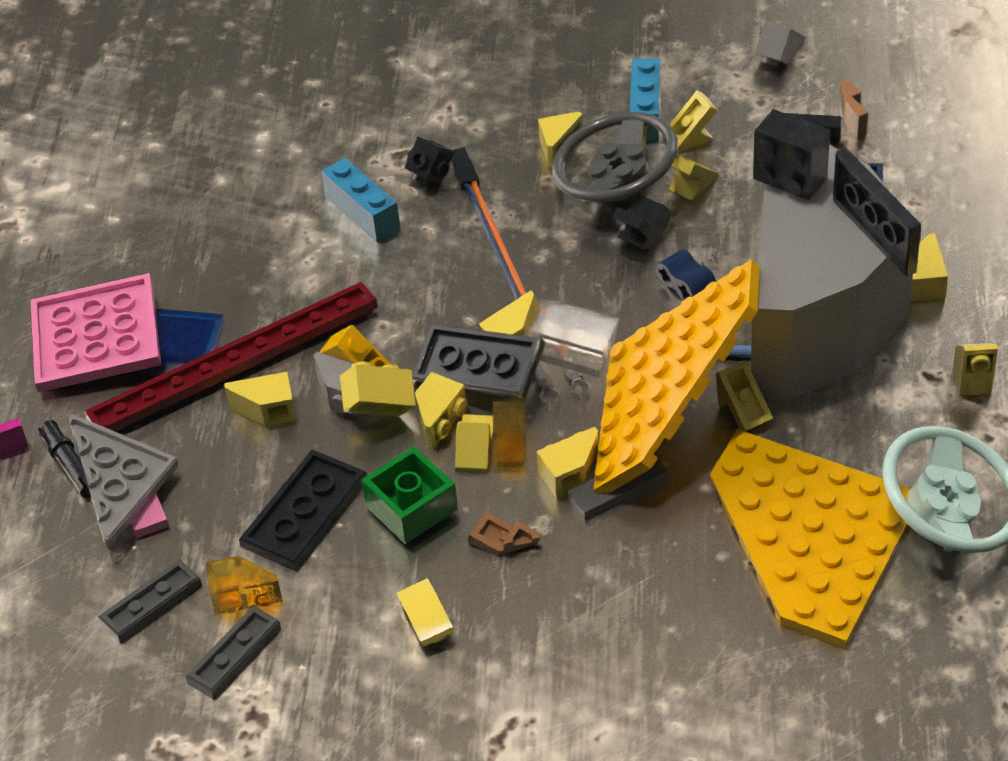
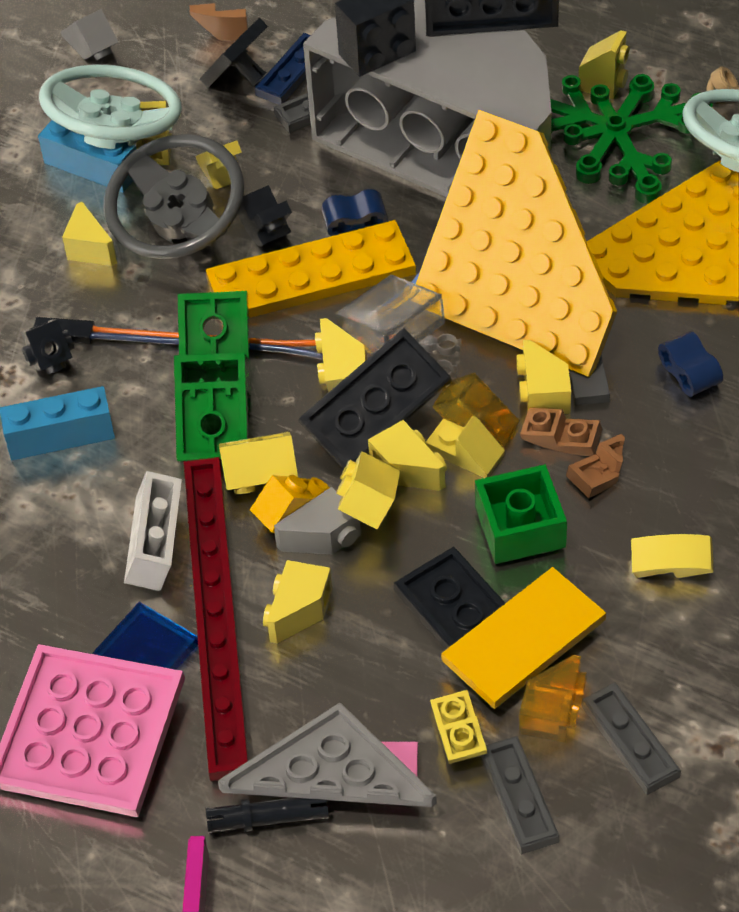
camera: 65 degrees left, 5 degrees up
(183, 543) = (458, 727): none -> light yellow slope
(281, 289) = (153, 531): none -> white brick
(291, 543) = (523, 637): none -> yellow tile
(380, 320) = (256, 460): none -> light yellow brick
(452, 259) = (211, 372): none -> green bracket
(526, 496) = (555, 432): none -> medium nougat slope
(604, 273) = (316, 268): none -> yellow plate
(649, 553) = (690, 363): none -> dark blue axle
(662, 79) = (106, 117): none -> light aqua piece
(910, 404) = (615, 128): none -> green plant

